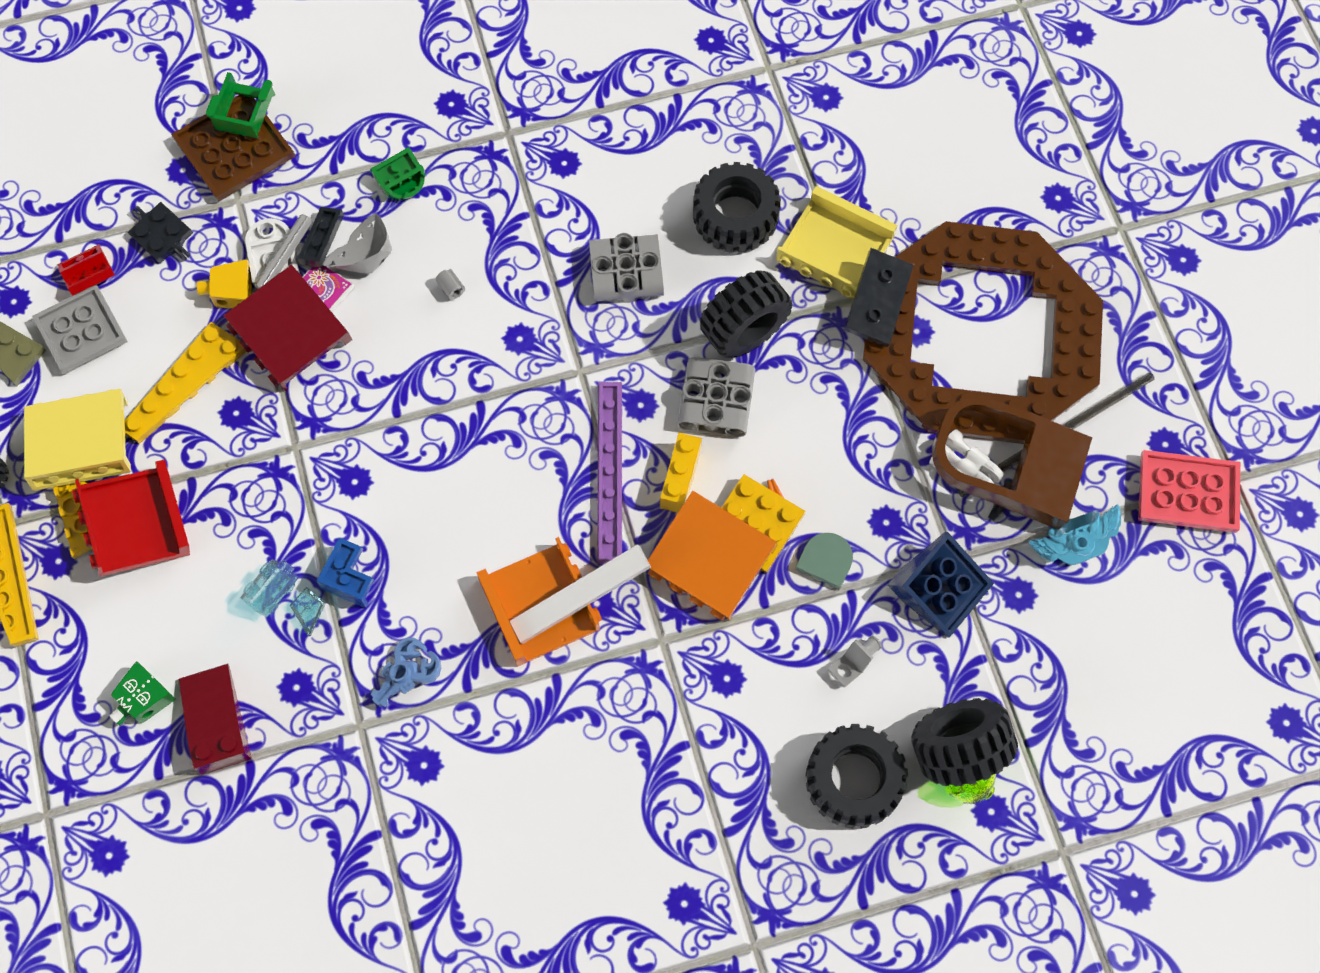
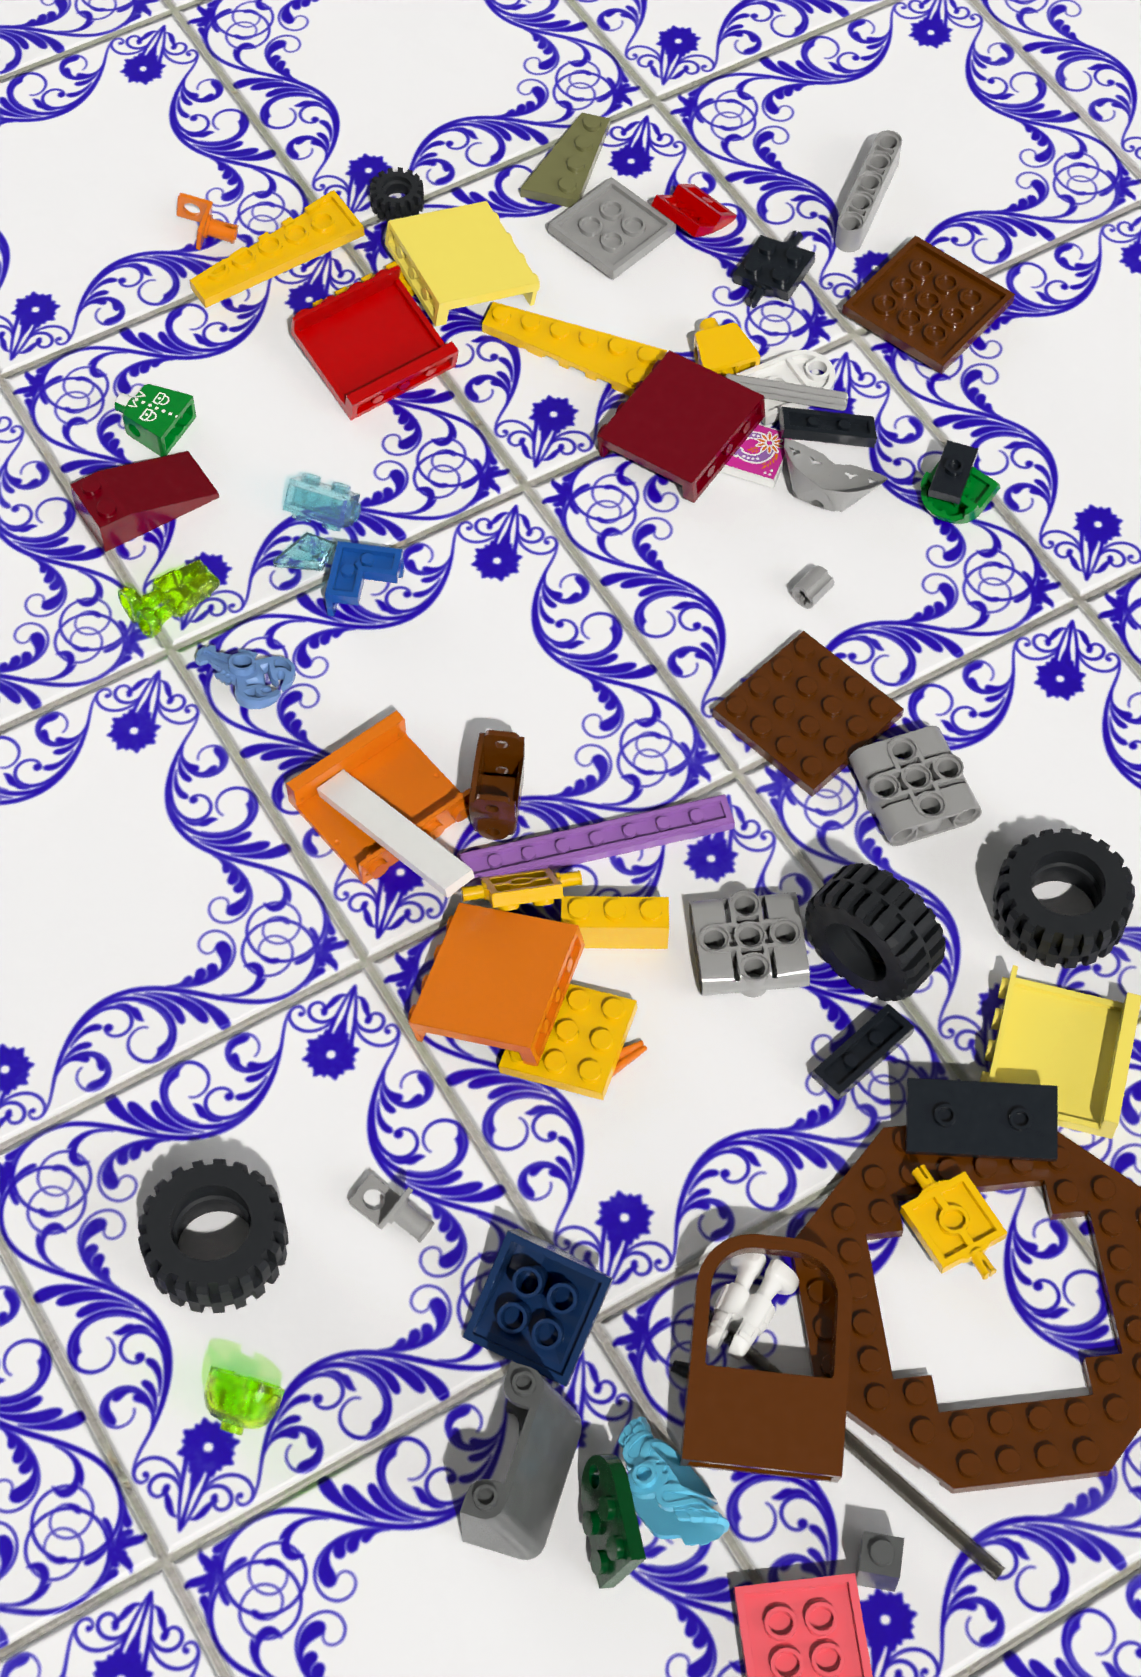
camera: 75 degrees right, 10 degrees down
(116, 151) = (868, 191): none -> light grey beam
(221, 103) = (970, 267): green piece -> none
(315, 708) = (176, 590): none -> clear neon green piece
(392, 169) = (953, 472): none -> black plate
(547, 316) = (807, 712): none -> reddish brown plate
(558, 519) = (496, 790): none -> reddish brown piece
(643, 520) = (522, 887): none -> yellow plate
(809, 352) = (863, 1052): none -> black plate
(826, 559) = (540, 1144): sand green tile -> none
(941, 333) = (953, 1222): none -> yellow plate
(964, 742) = (281, 1355): black tyre -> none
(1082, 629) = (520, 1512): none -> dark grey windscreen
(1093, 573) = (610, 1520): none -> dark green plate
(1138, 434) = (879, 1561): none -> dark grey brick

